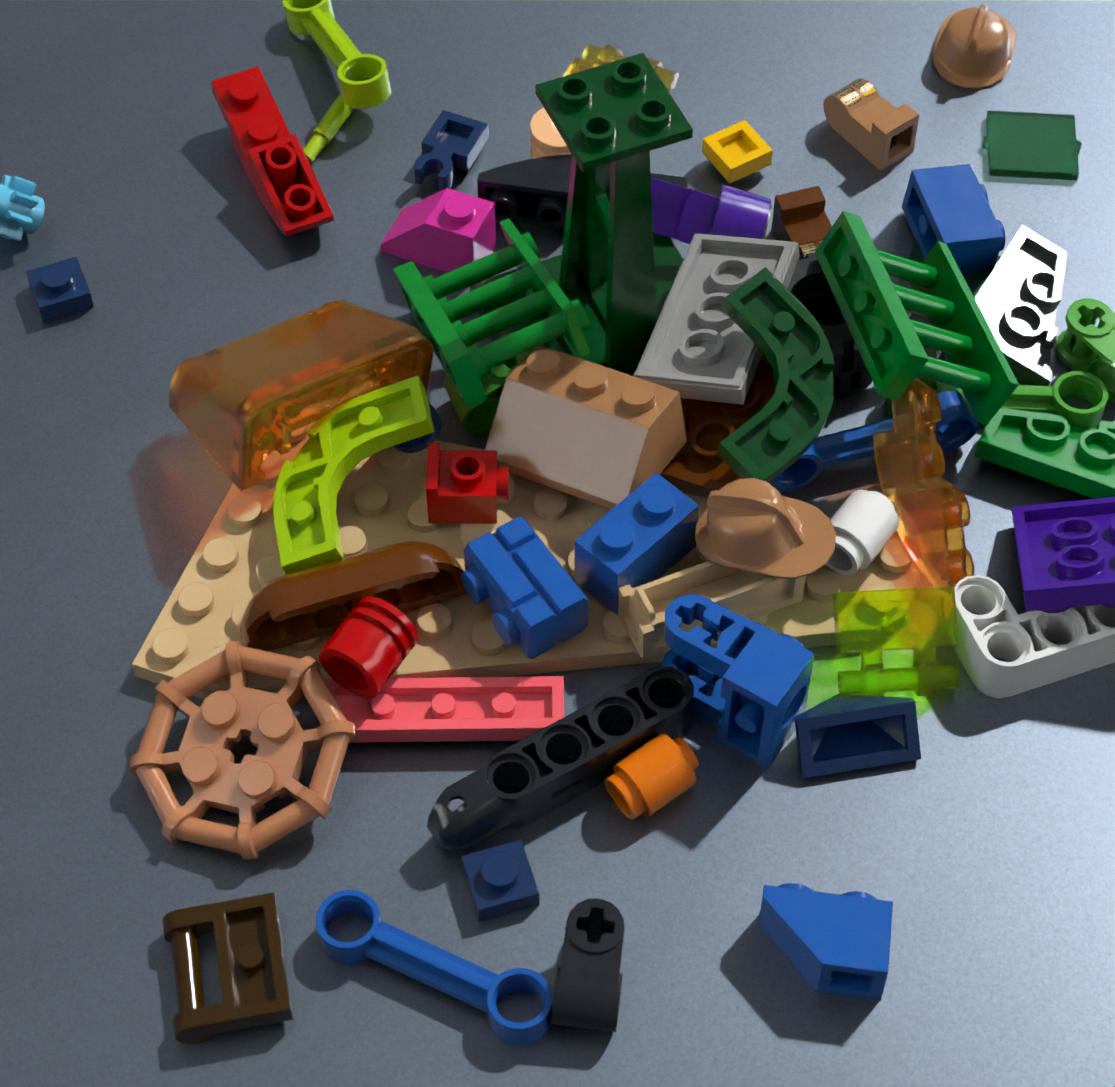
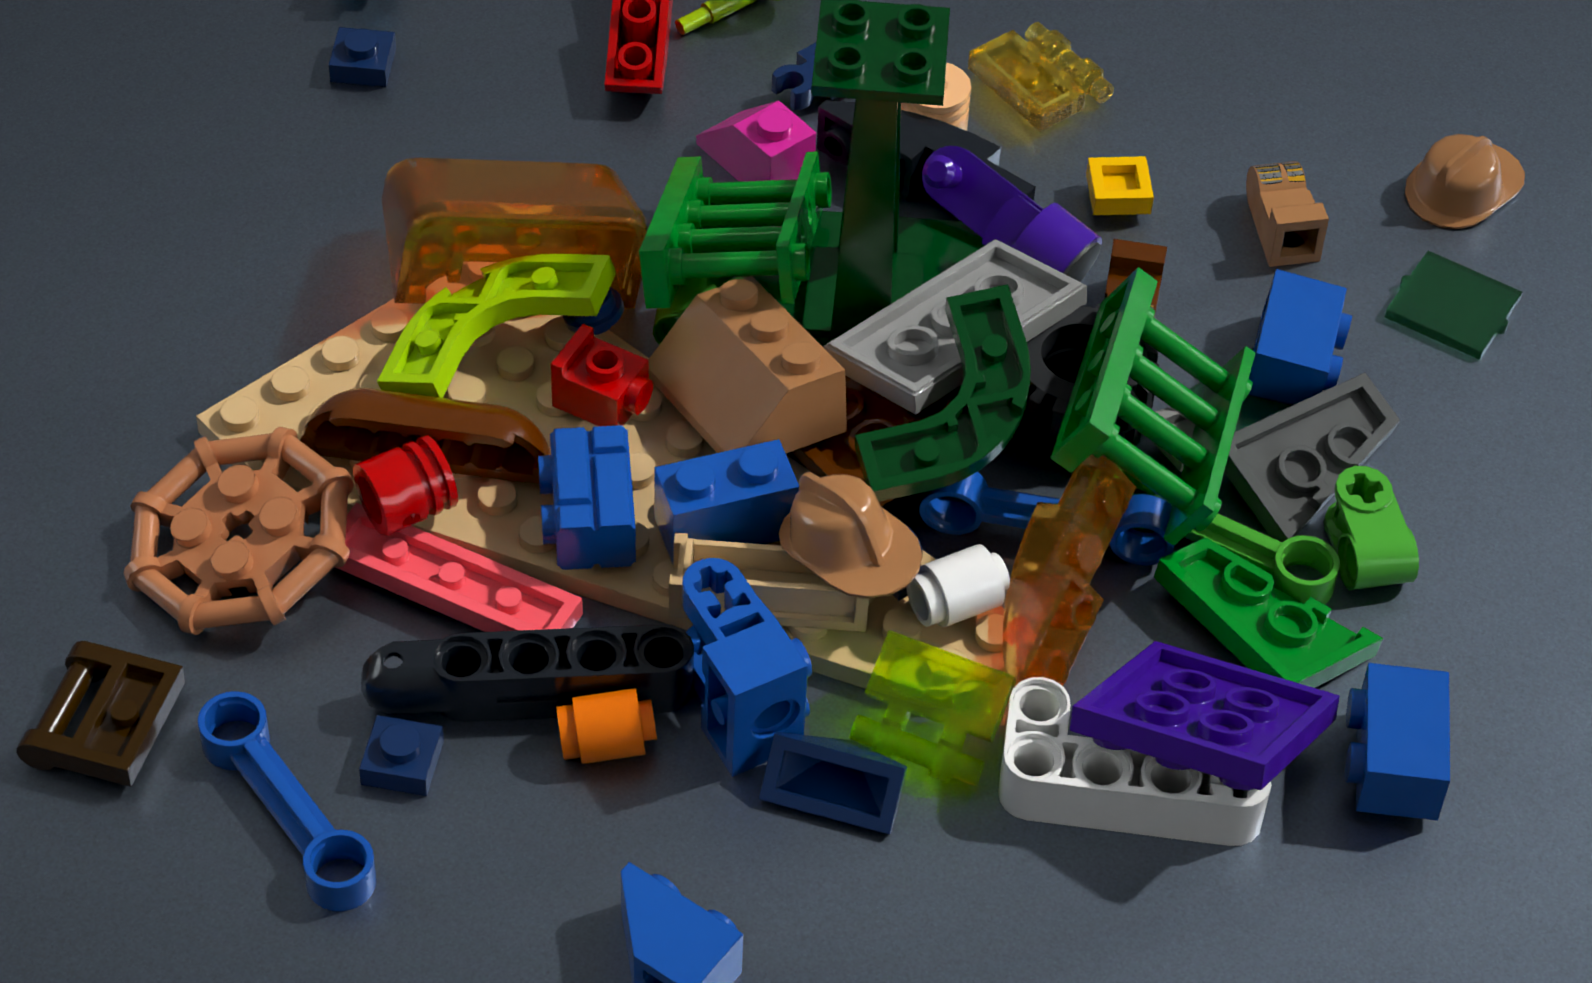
camera: 25 degrees right, 5 degrees down
(589, 973) = (422, 865): black piece -> none

